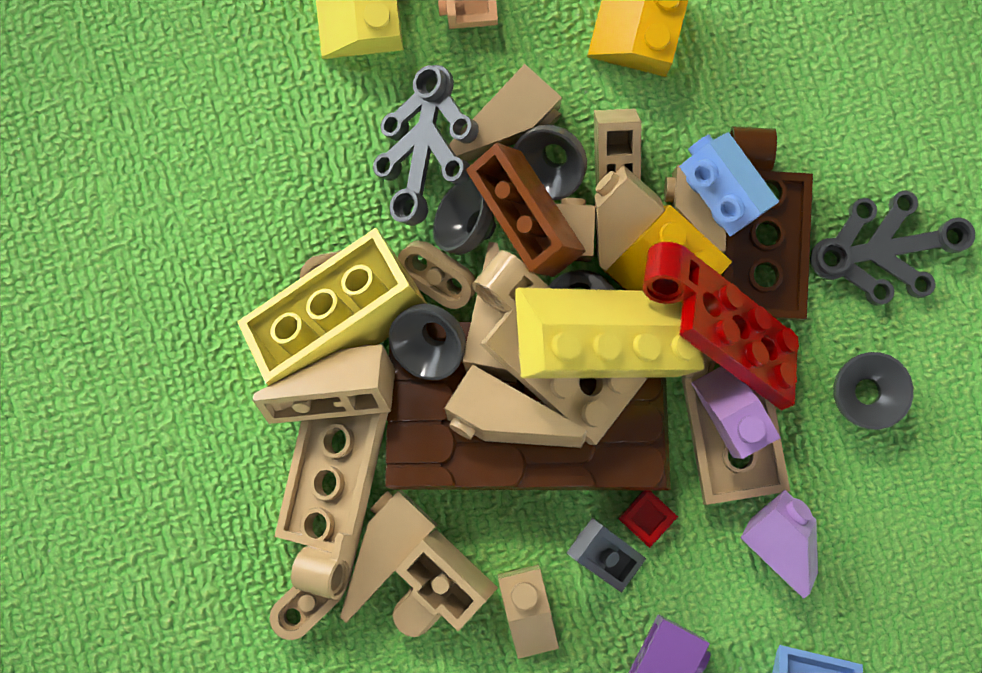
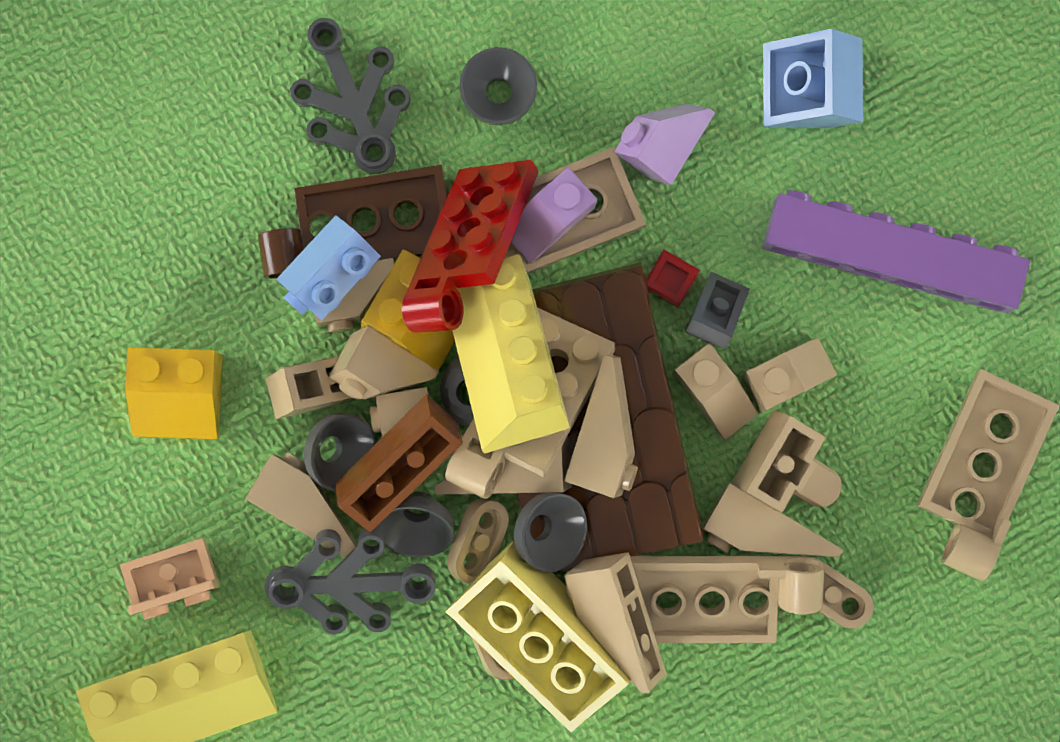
camera: 105 degrees left, 0 degrees up
(527, 535) = (715, 391): none -> tan slope

